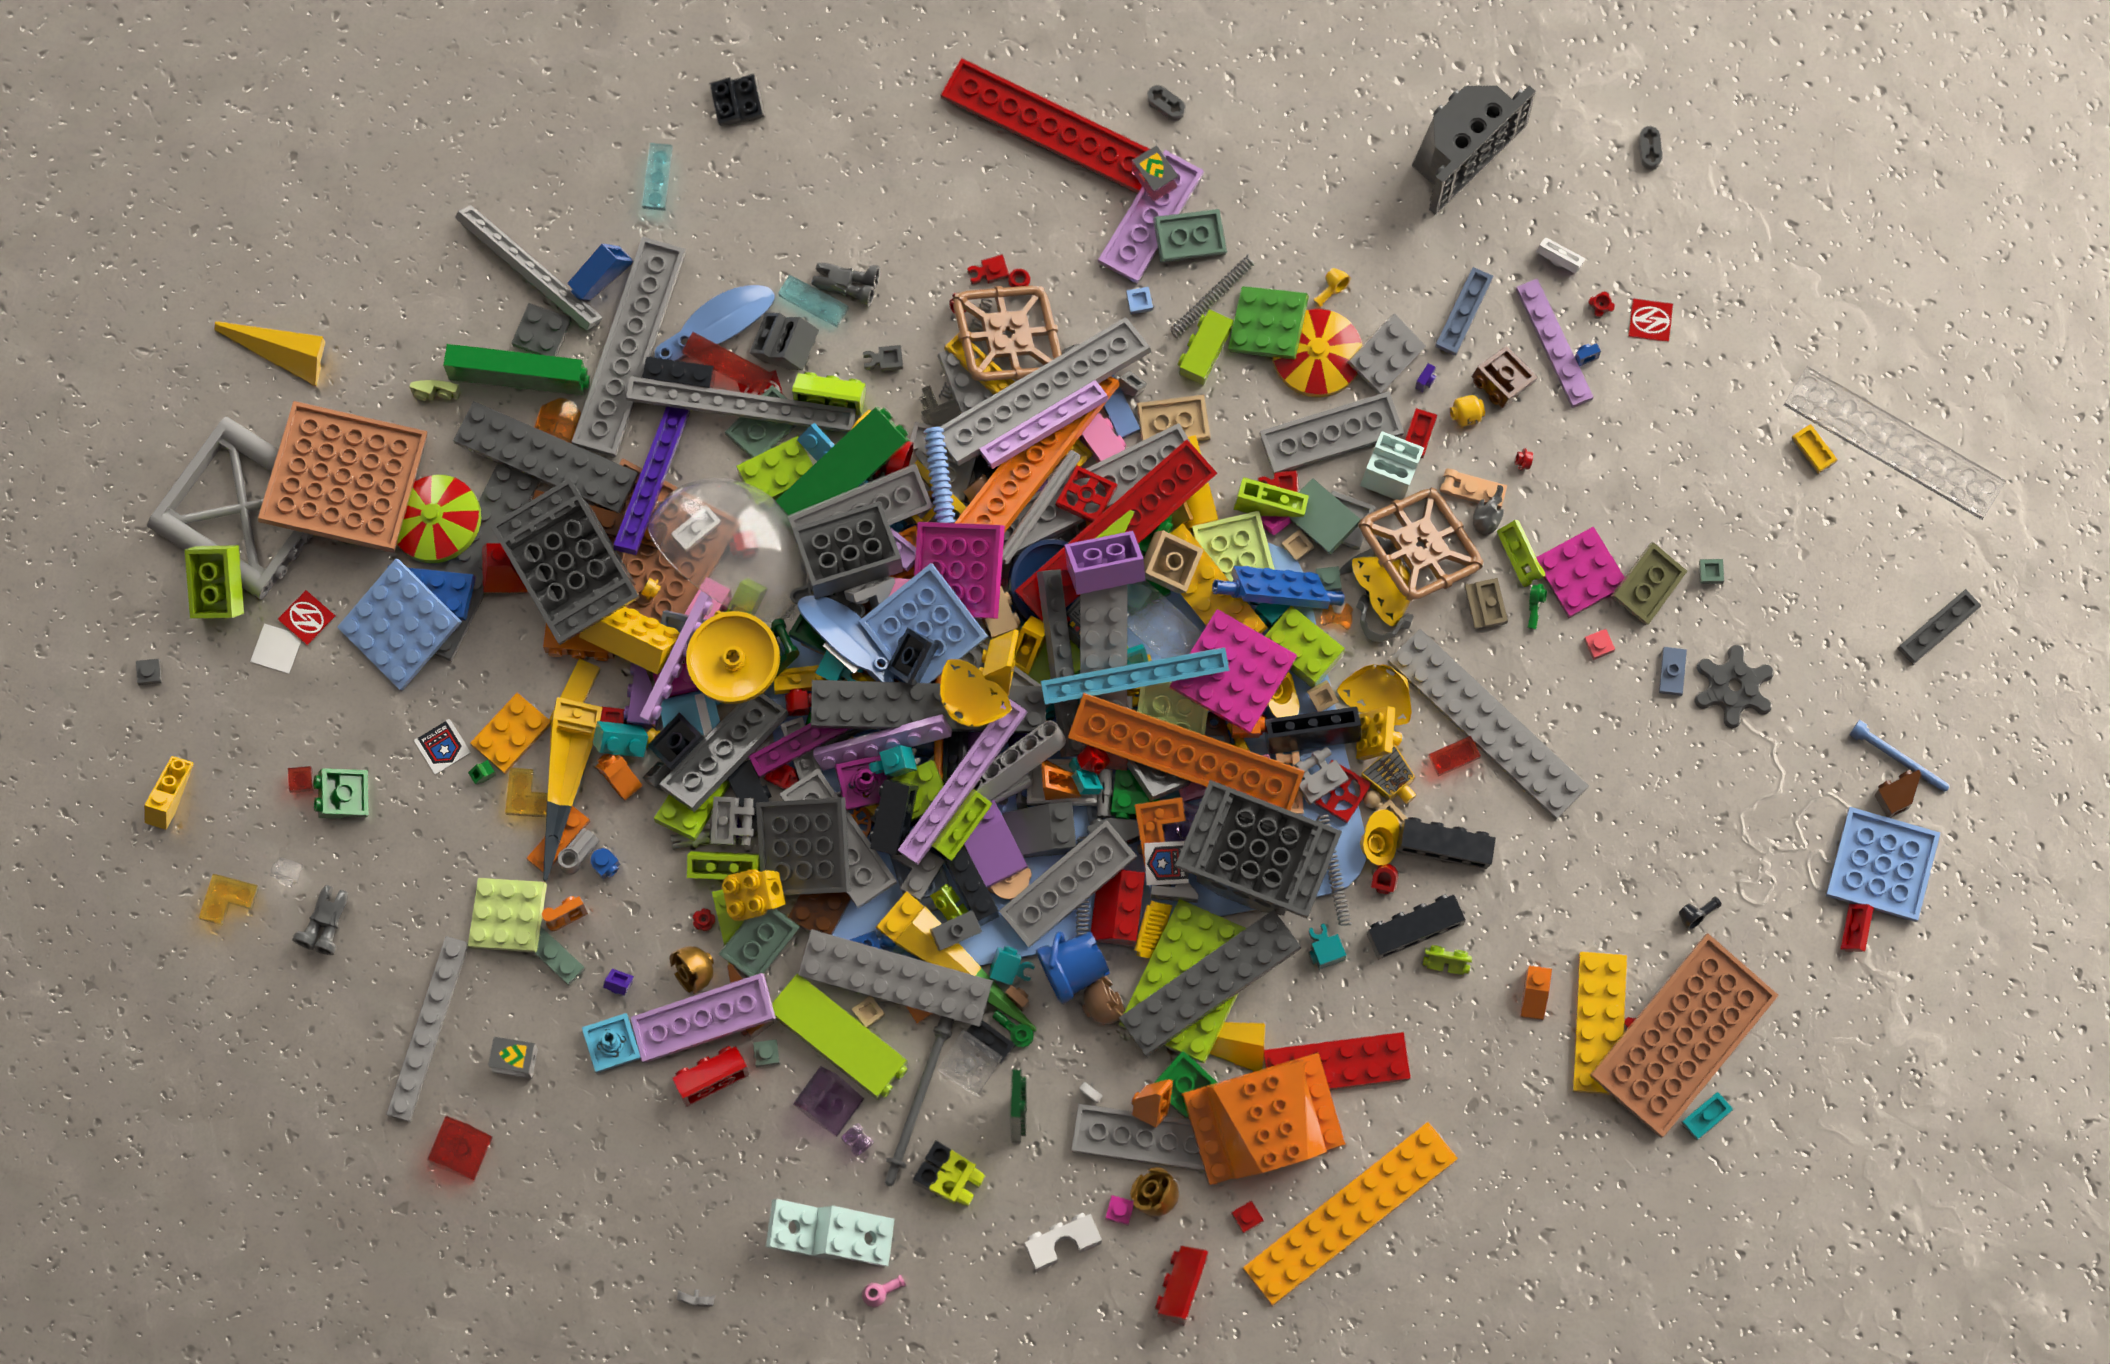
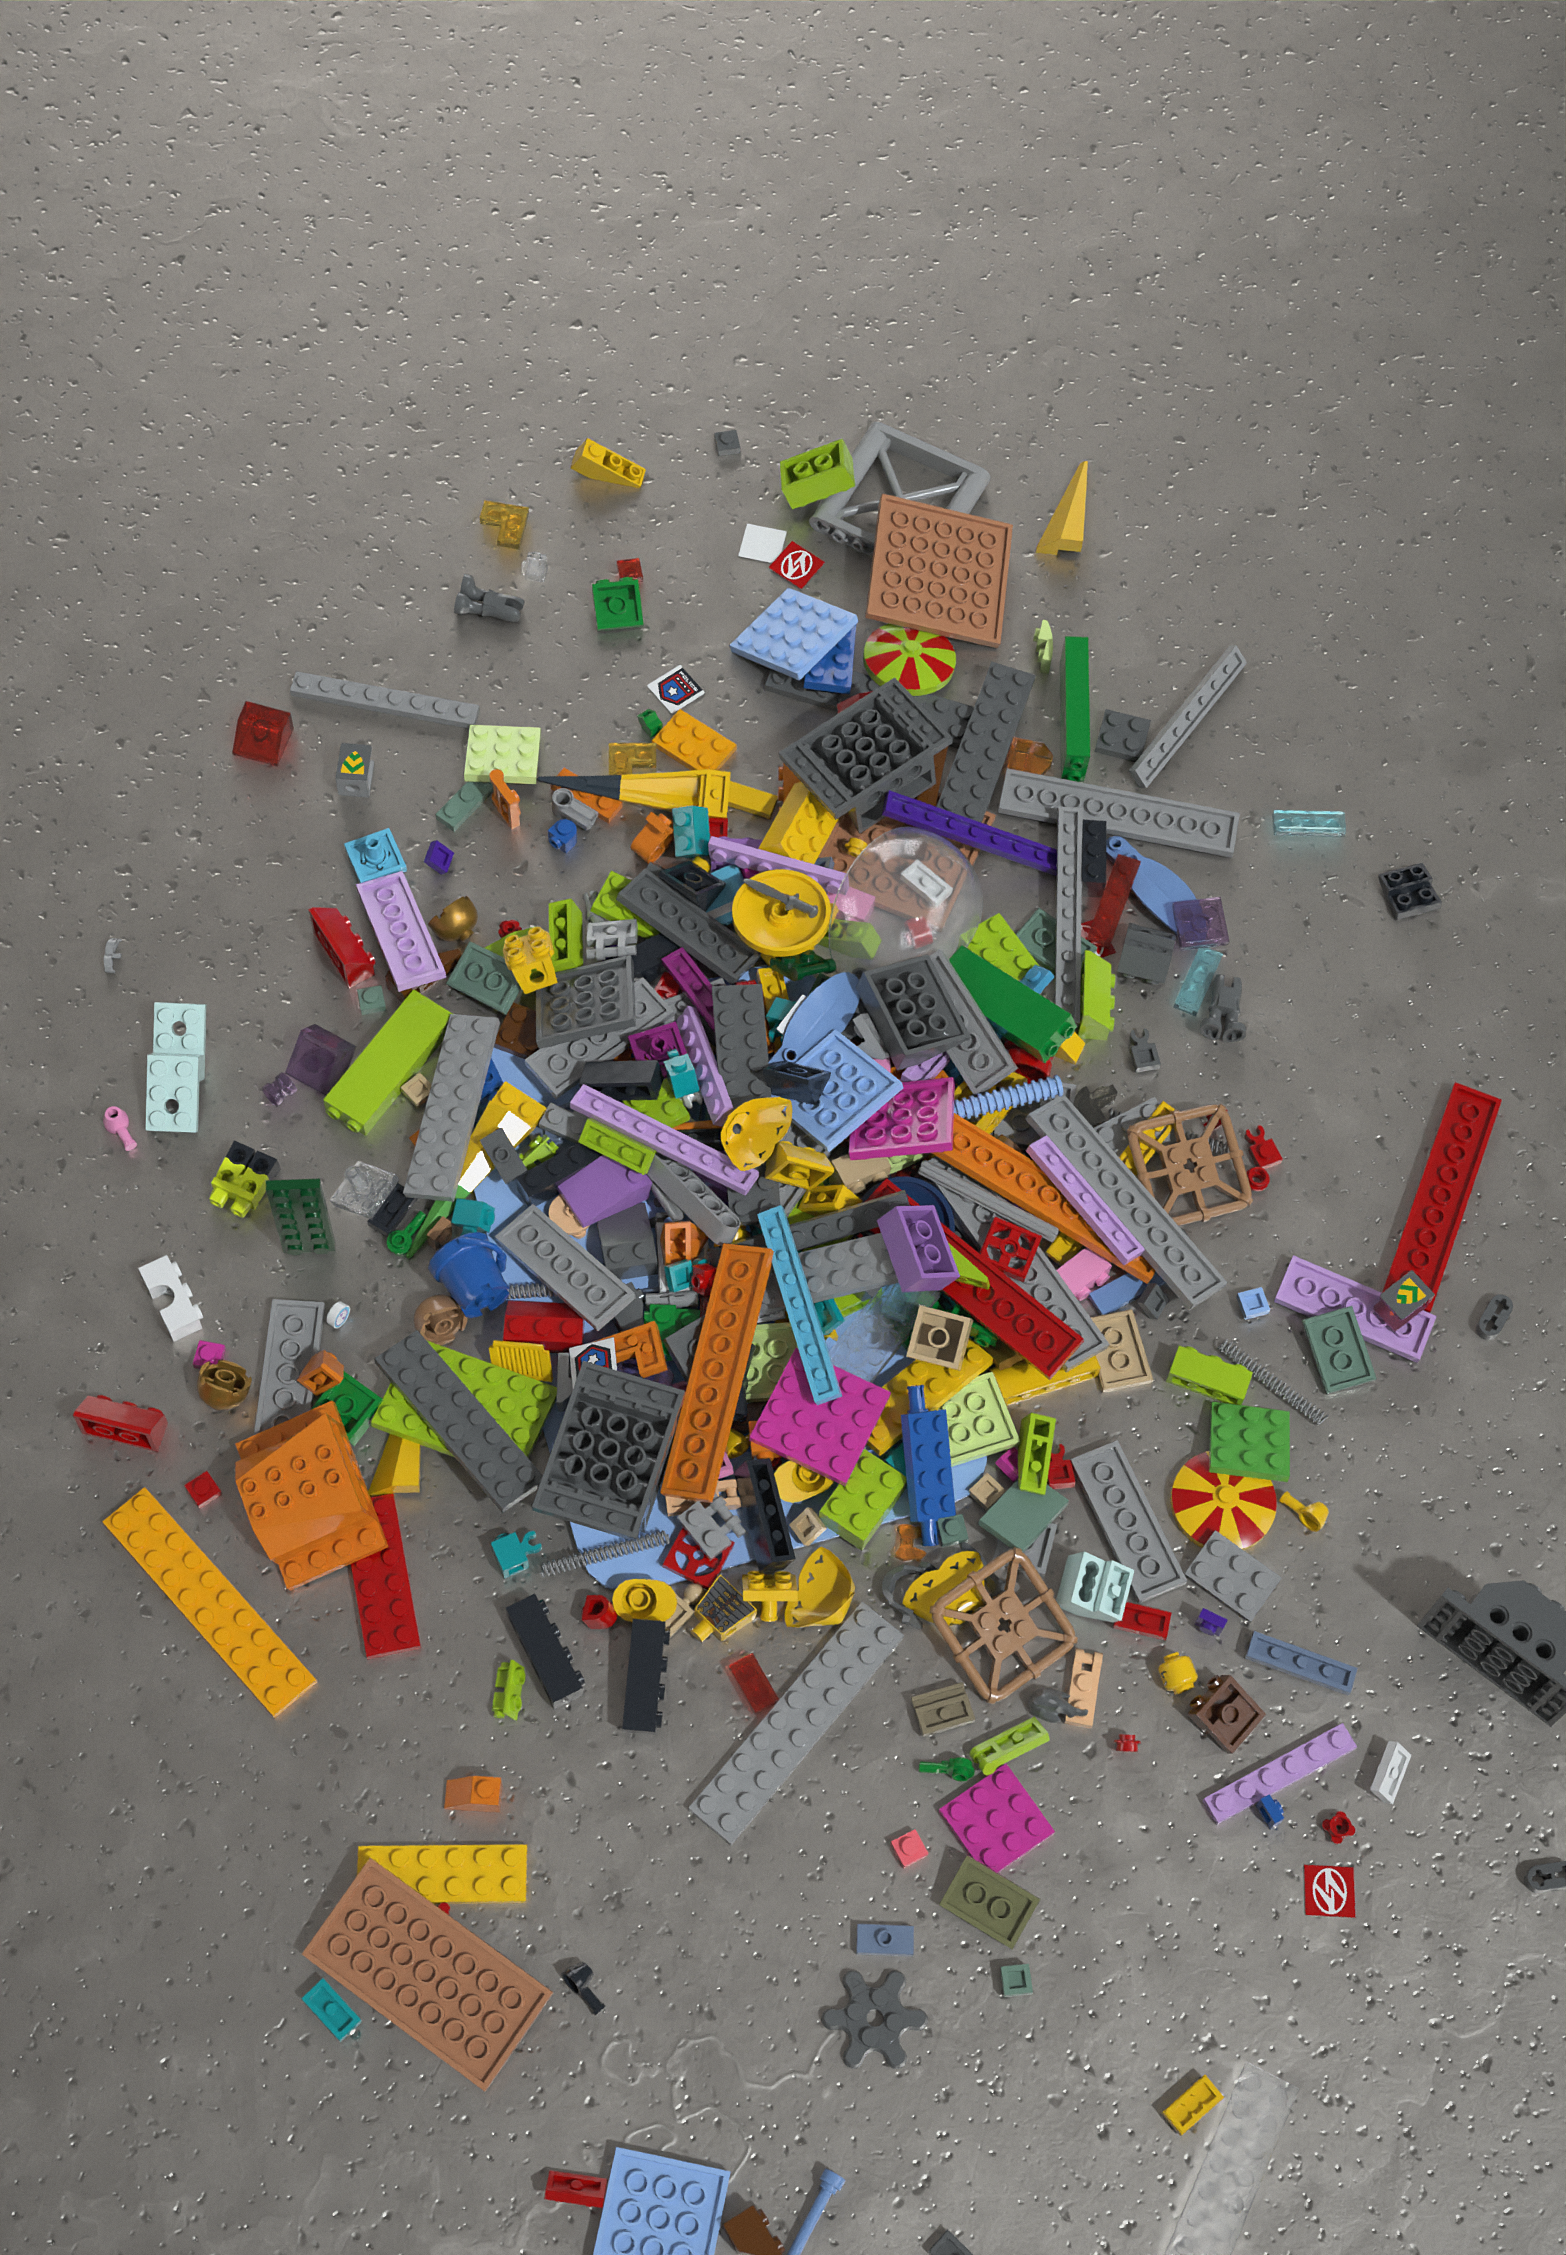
camera: 80 degrees right, 10 degrees down
(599, 271) = (1195, 777): blue slope -> none
(726, 646) = (790, 901): none -> dark grey sword
(761, 288) = (1200, 923): none -> clear purple plate
(942, 1032) = (399, 1163): dark grey bar -> none

